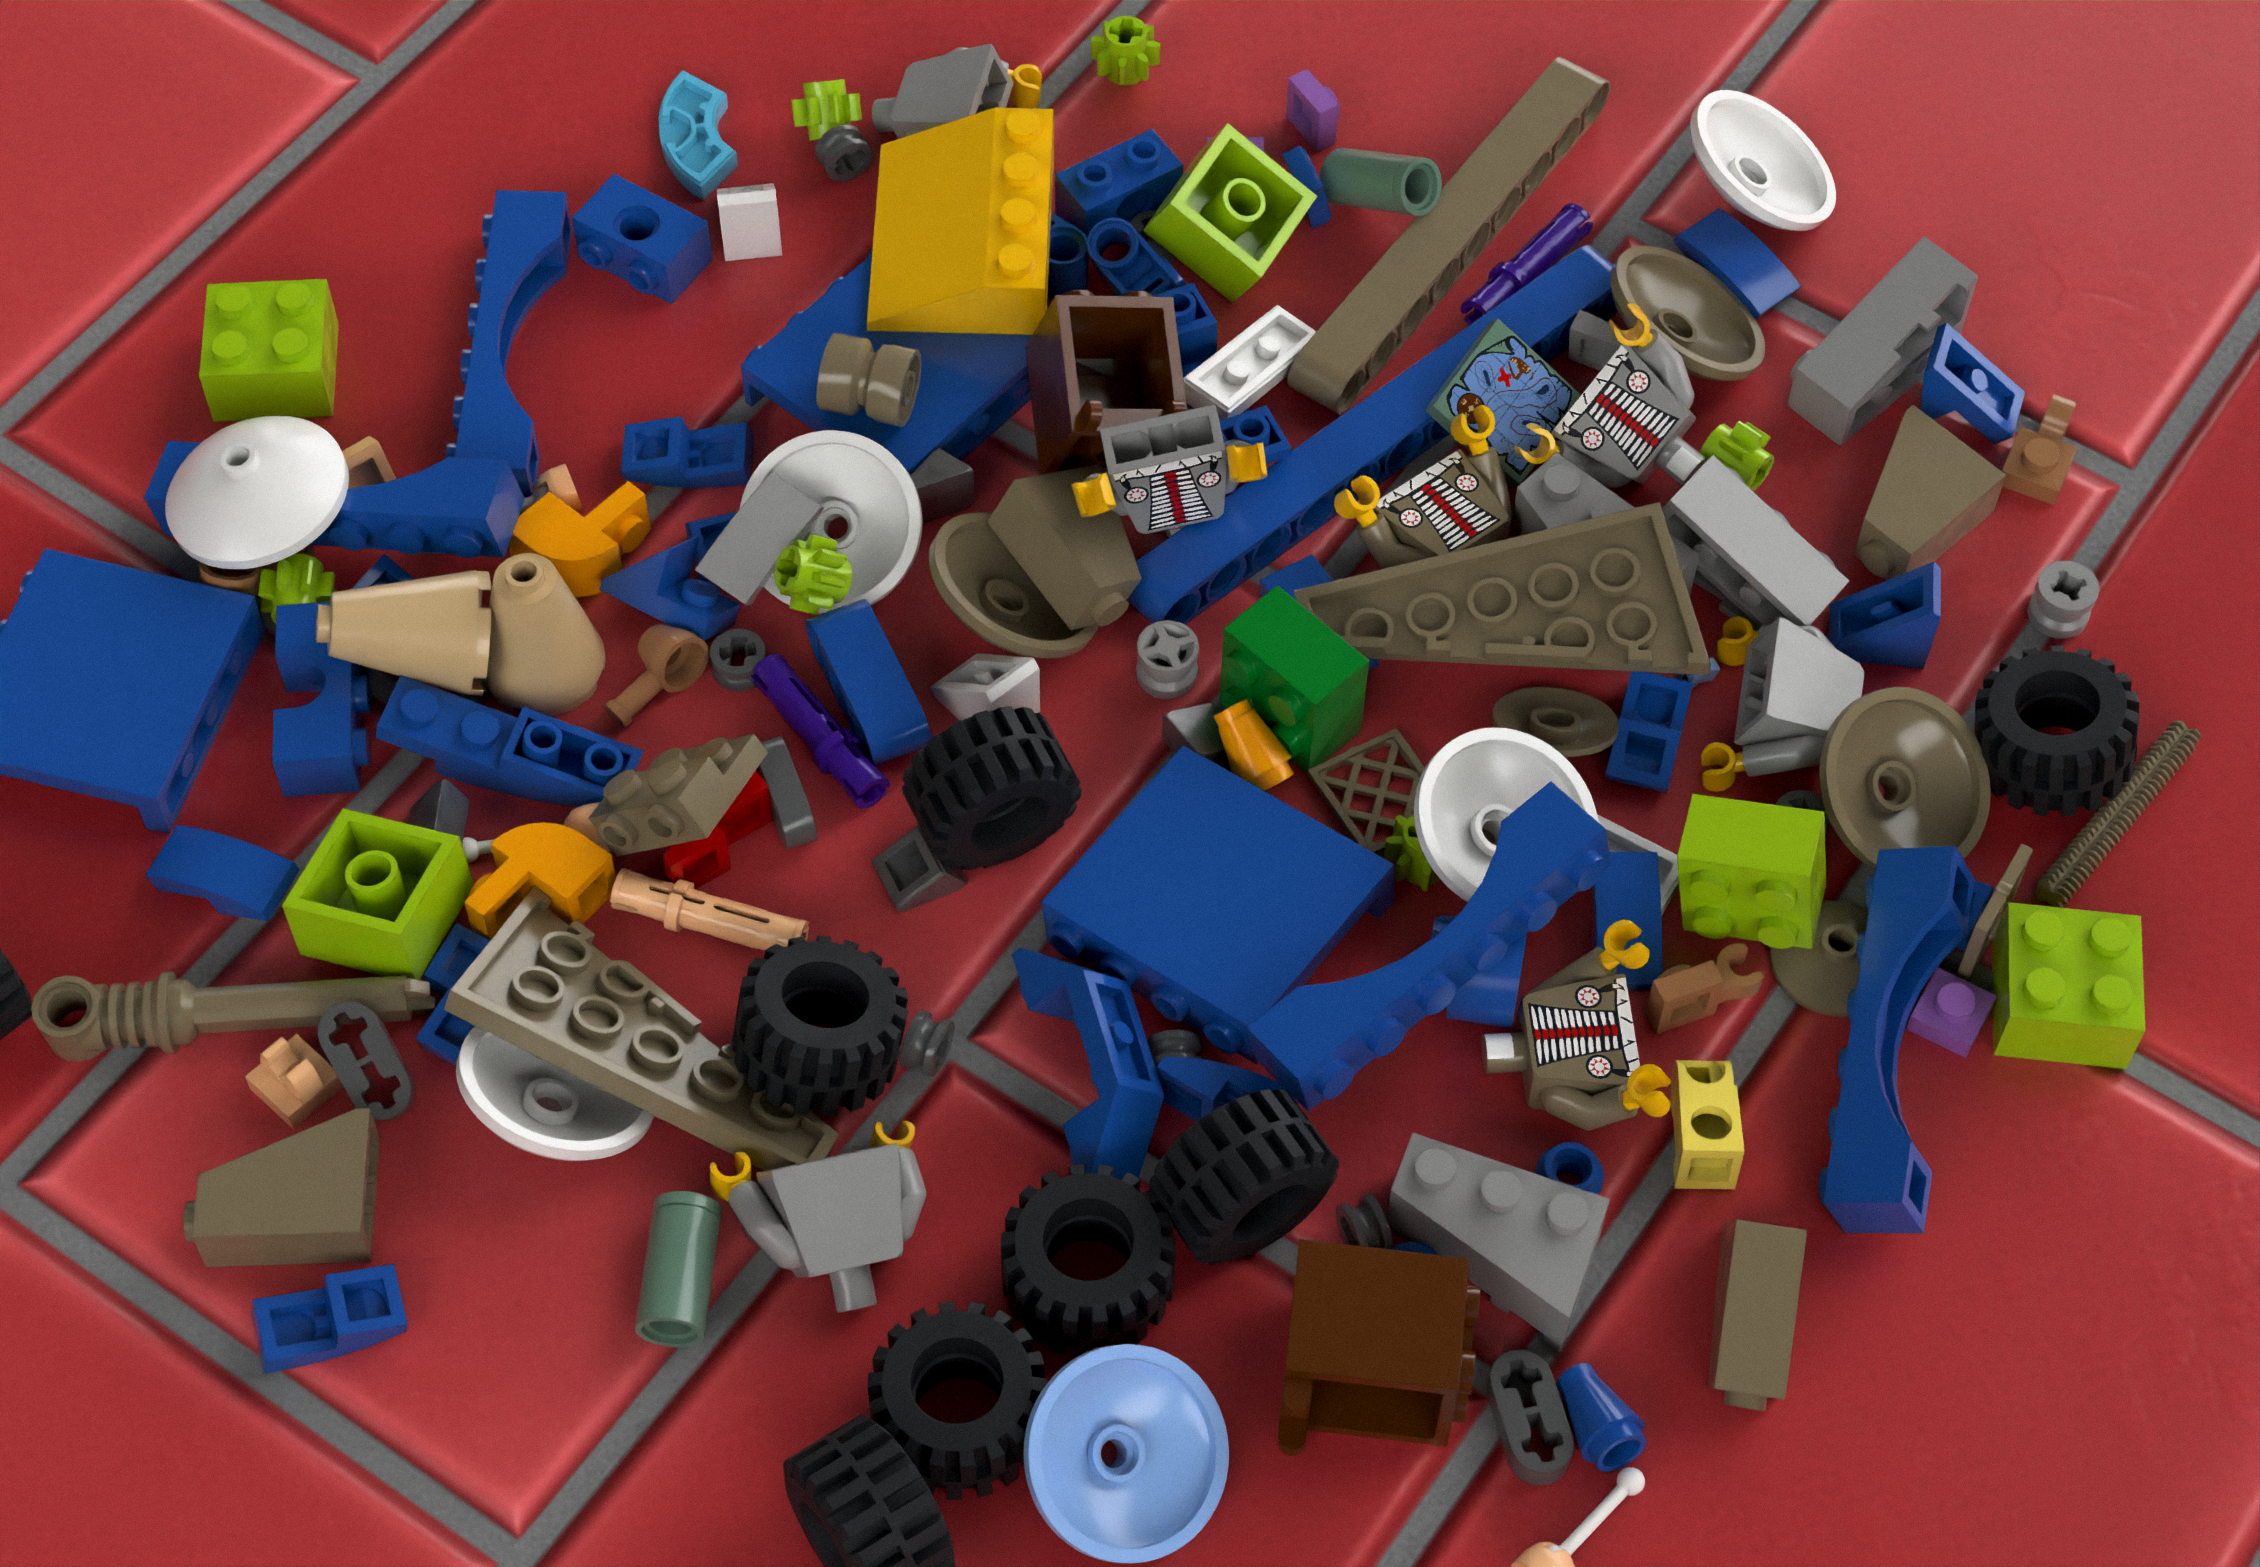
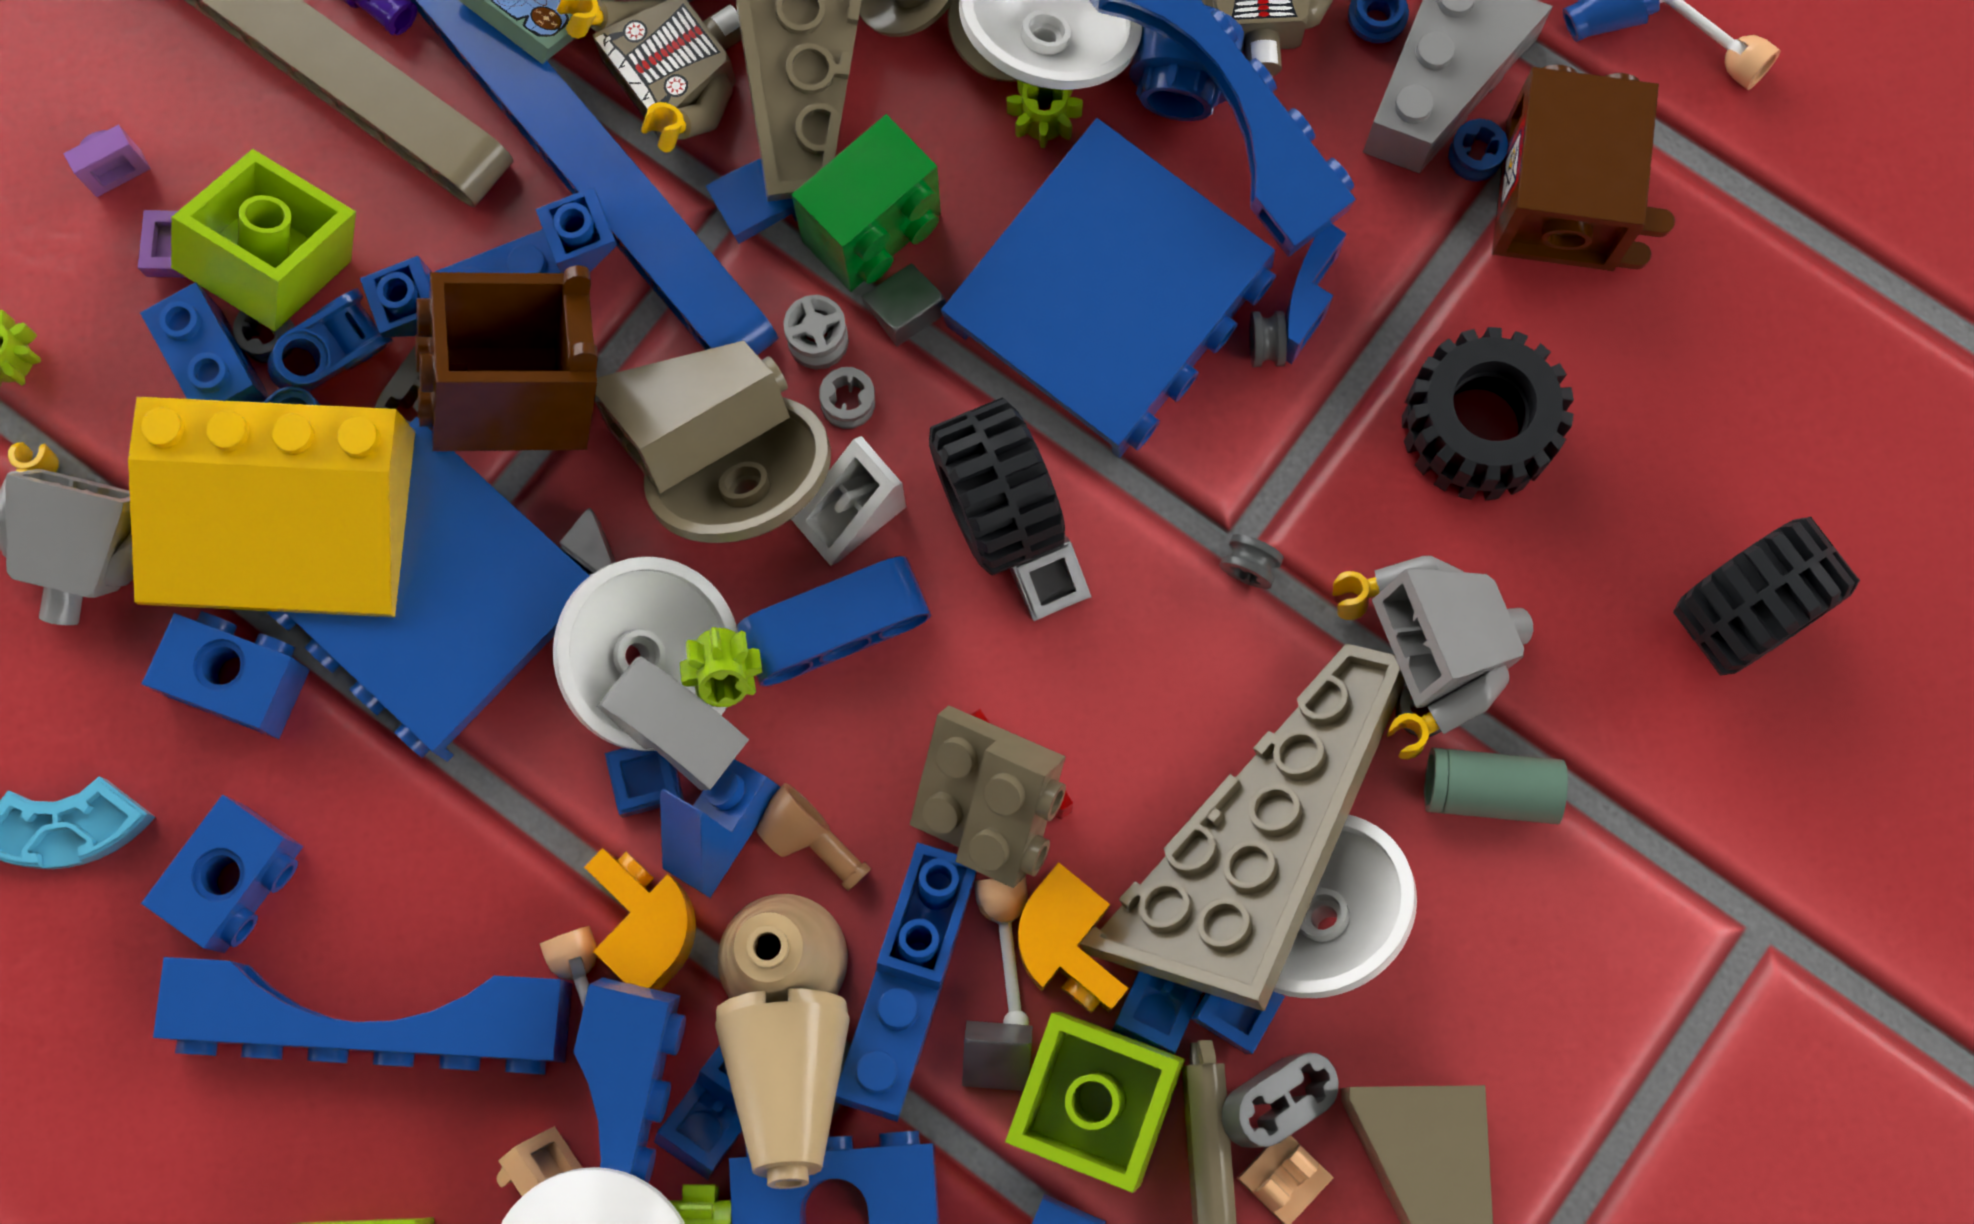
camera: 85 degrees left, 20 degrees up
(329, 1322) = (1544, 1119): blue slope -> none
(674, 456) = (523, 817): blue slope -> none
(688, 908) = (1078, 843): light nougat pin -> none
(722, 655) = (808, 742): dark grey bush -> none
(749, 222) = (194, 758): white slope -> none
(787, 798) = (989, 692): dark grey beam -> none
(812, 1063) = (1244, 606): black tyre -> none
(822, 227) = (190, 664): none -> blue brick
(825, 107) = (54, 672): lime gear -> none
(833, 747) = (898, 662): dark purple pin -> none
(843, 153) = (115, 655): dark grey bush -> none
(858, 377) = (487, 602): dark tan wheel -> none
(948, 1348) = (1663, 494): black tyre -> none
(1105, 677) = (827, 394): none -> light grey bush
(1122, 1121) = (1191, 432): blue slope -> none
(1166, 1444) = (1681, 383): light blue dish -> none
(1169, 471) = (635, 293): torso -> none
(1244, 1176) = (1424, 265): black tyre -> none
(1248, 364) = (454, 229): white tile -> none
(1252, 747) = (937, 251): light orange cone -> none
(1301, 168) = (202, 170): blue tile -> none
(1355, 757) = (984, 185): dark tan window -> none
(1364, 1224) = (1439, 182): dark grey bush -> none
(1381, 181) = (229, 90): sand green pin -> none
(1544, 1412) = (1607, 49): dark grey beam -> none

